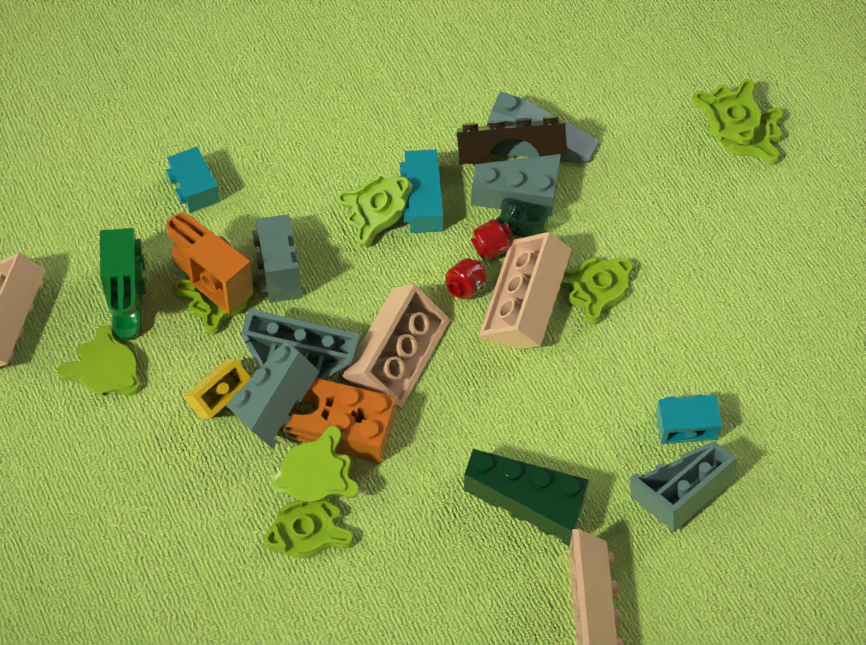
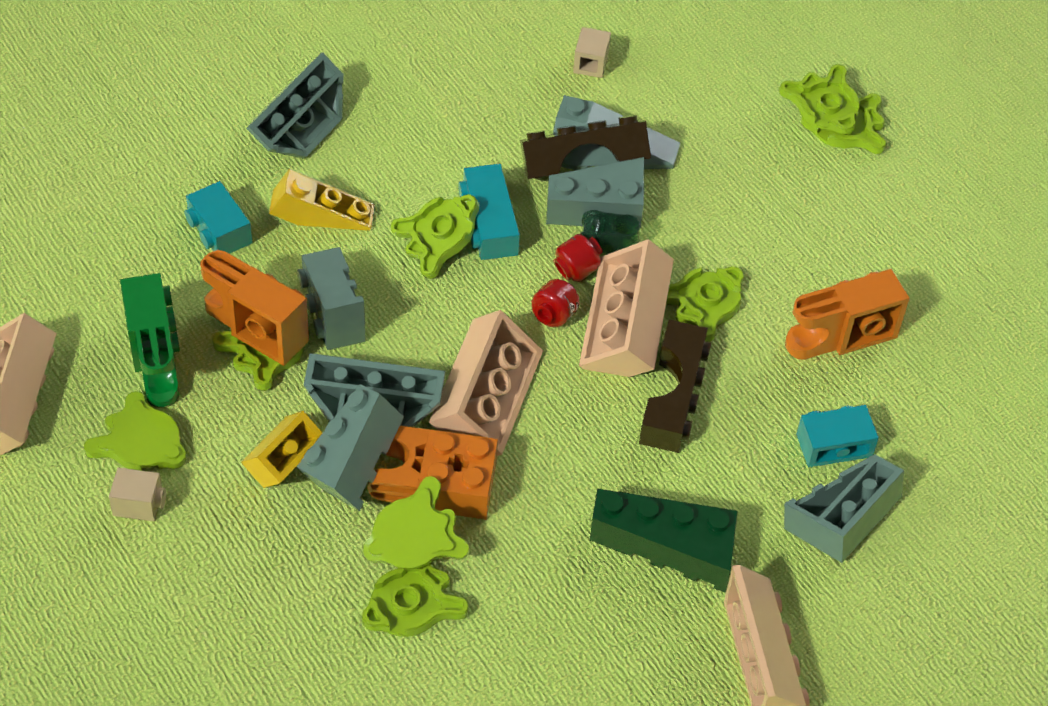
camera: 10 degrees left, 5 degrees down
(94, 415) = (136, 494): none -> tan brick
(275, 88) = (302, 111): none -> sand green wedge
(279, 173) = (318, 204): none -> yellow slope
(533, 51) = (592, 52): none -> tan brick
(545, 389) = (666, 415): none -> dark brown arch
(714, 313) = (848, 316): none -> orange brick

